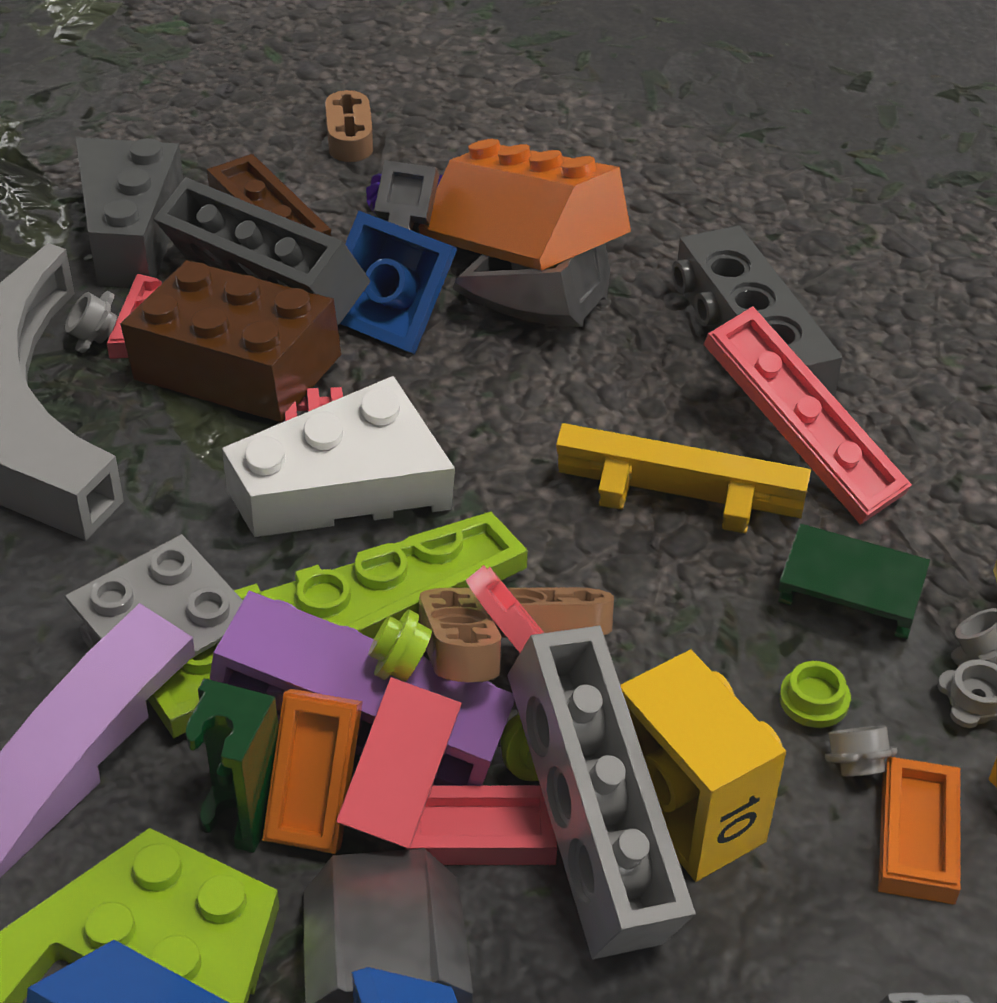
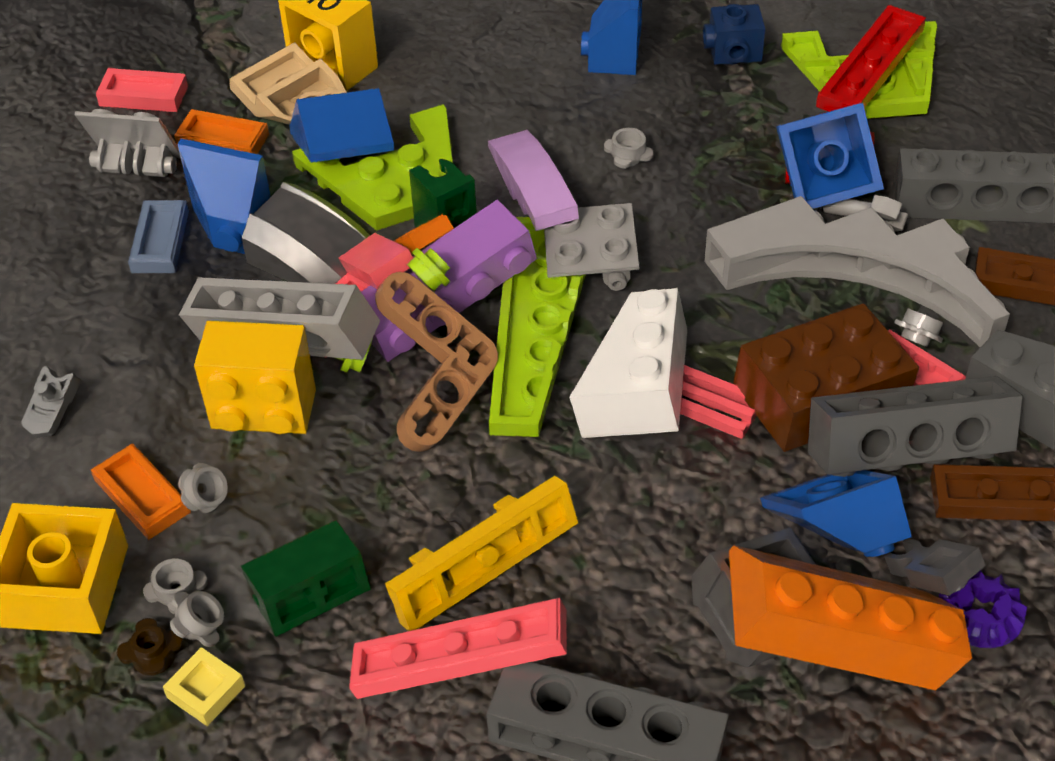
camera: 130 degrees right, 5 degrees up
(503, 607) = (415, 360): coral tile -> none
(815, 694) = (258, 502): lime plate -> none

